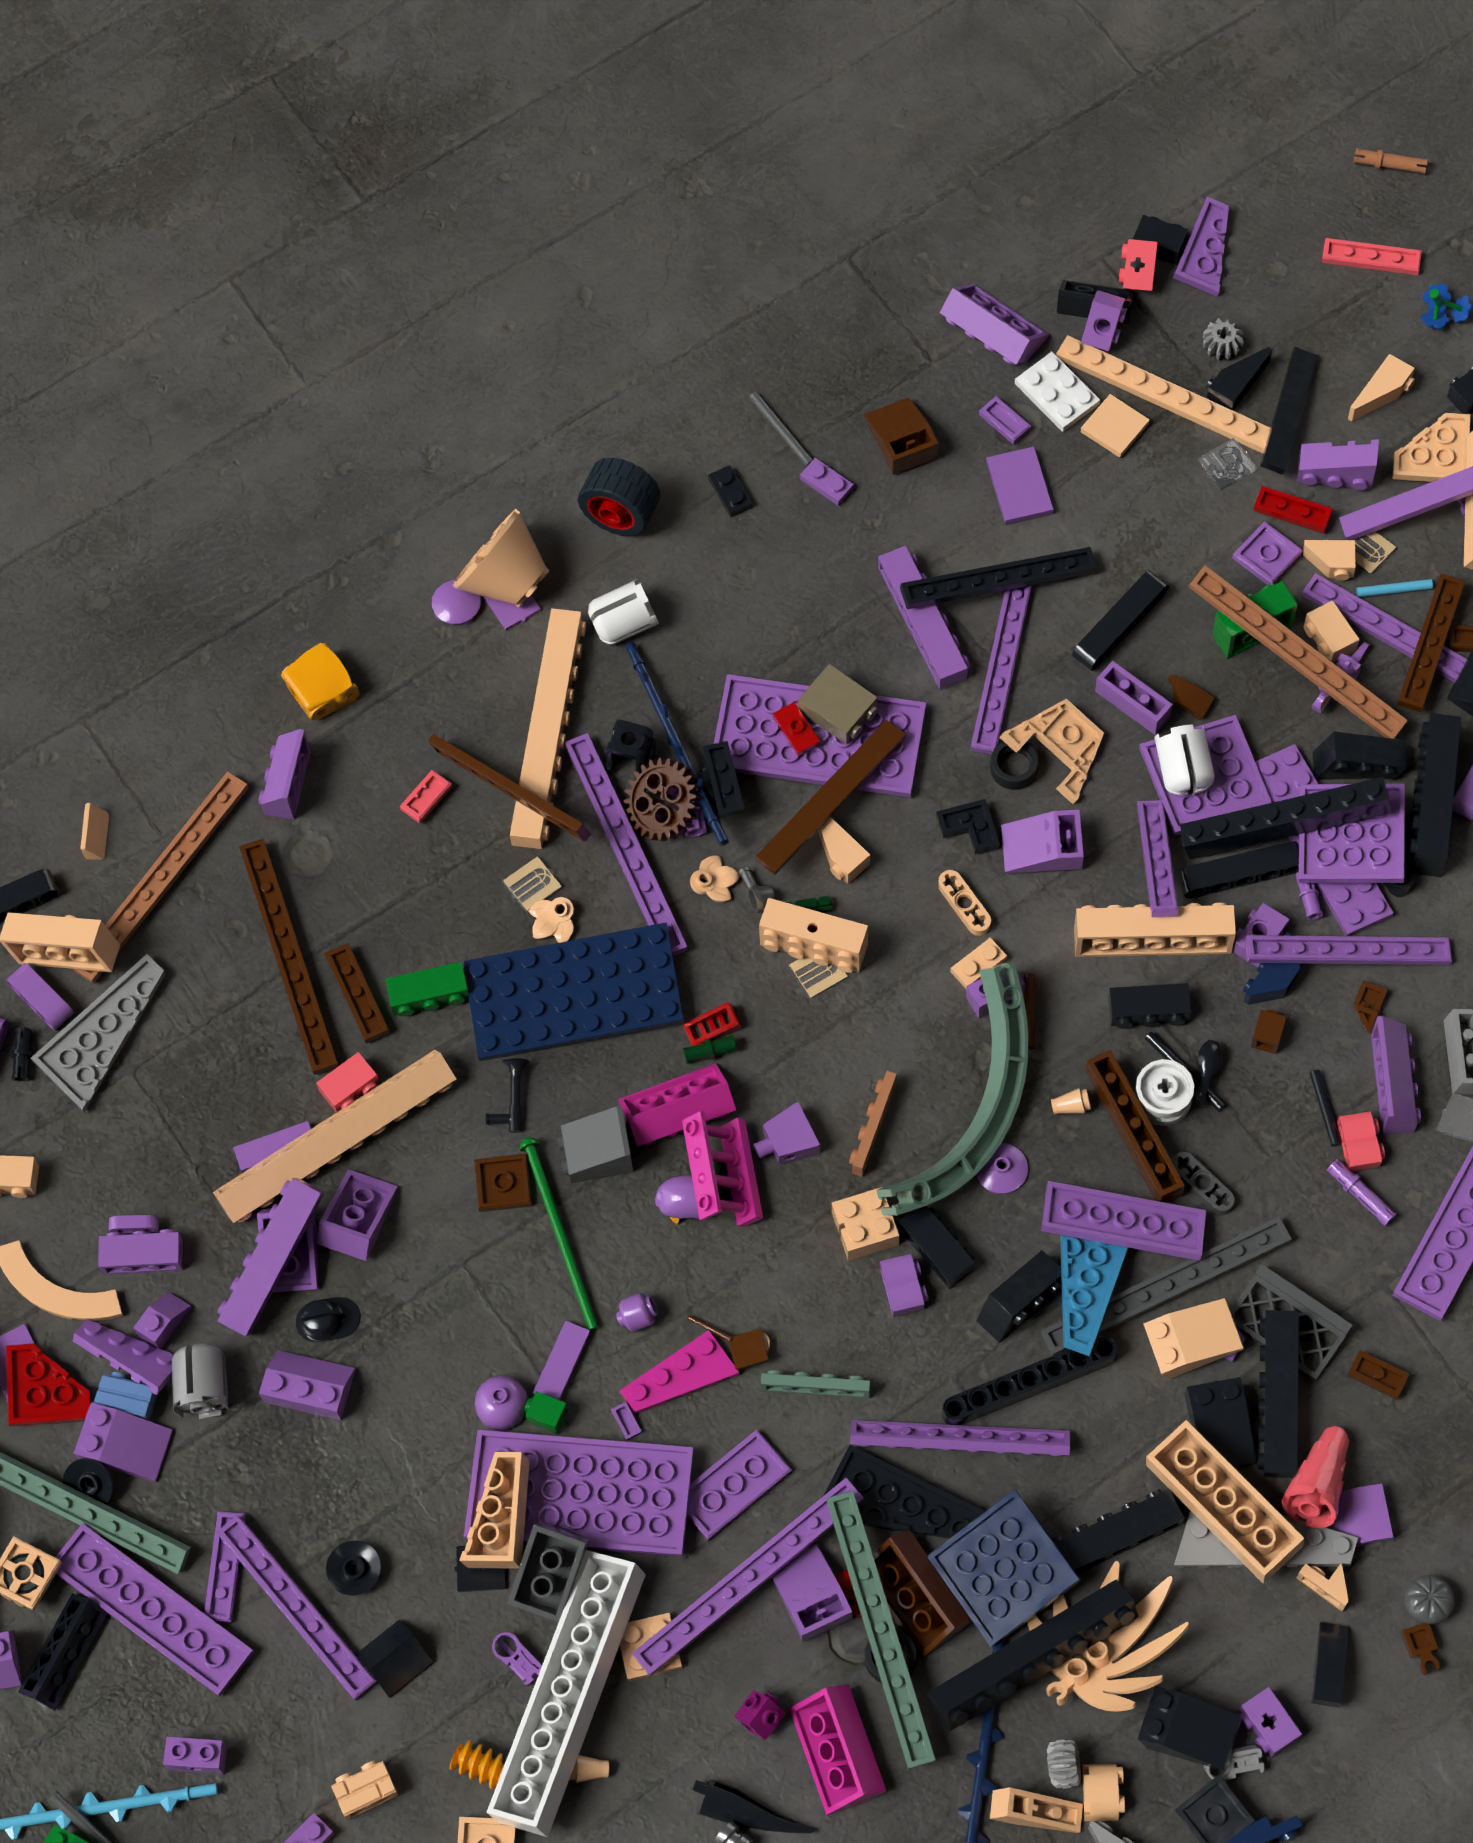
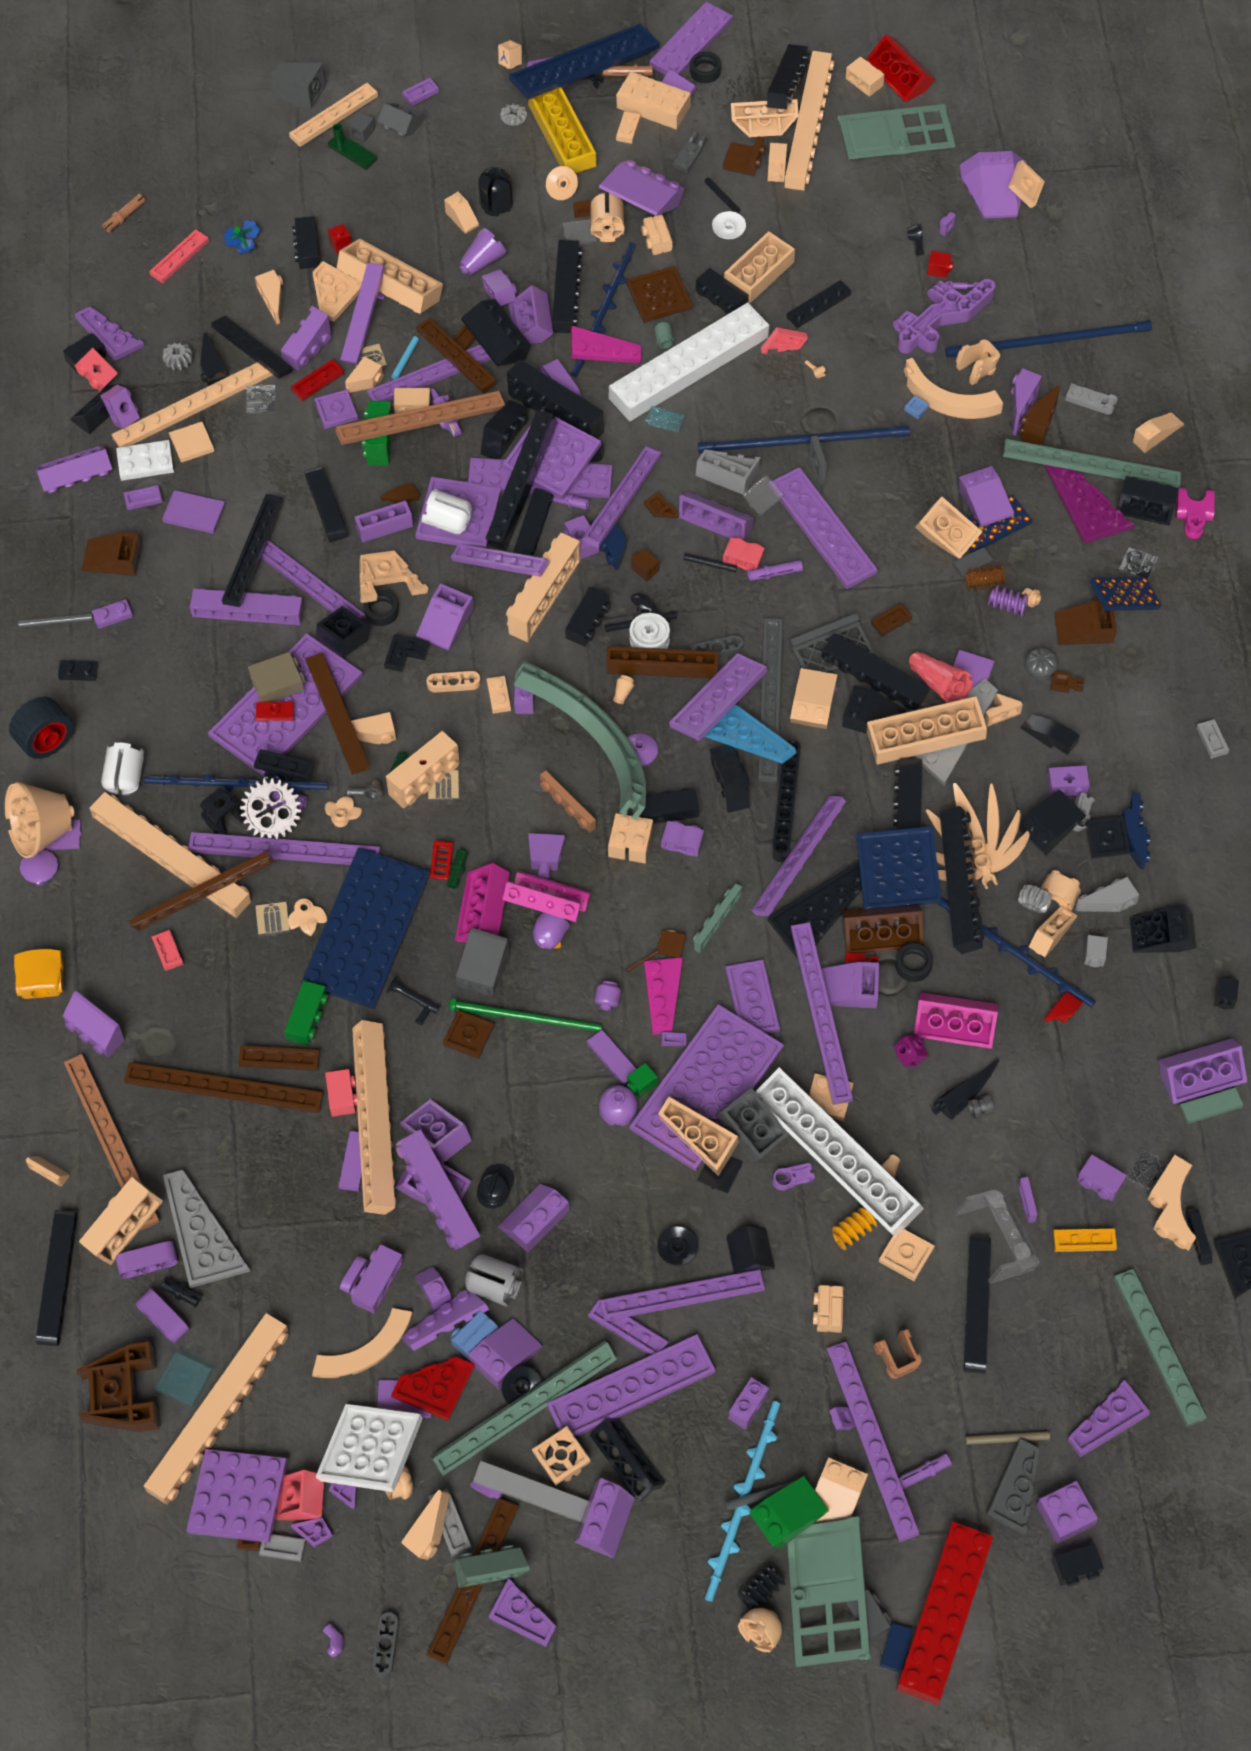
camera: 65 degrees left, 5 degrees down
(880, 1630) = (898, 953): sand green plate -> none
(948, 740) = (342, 632): none -> black brick

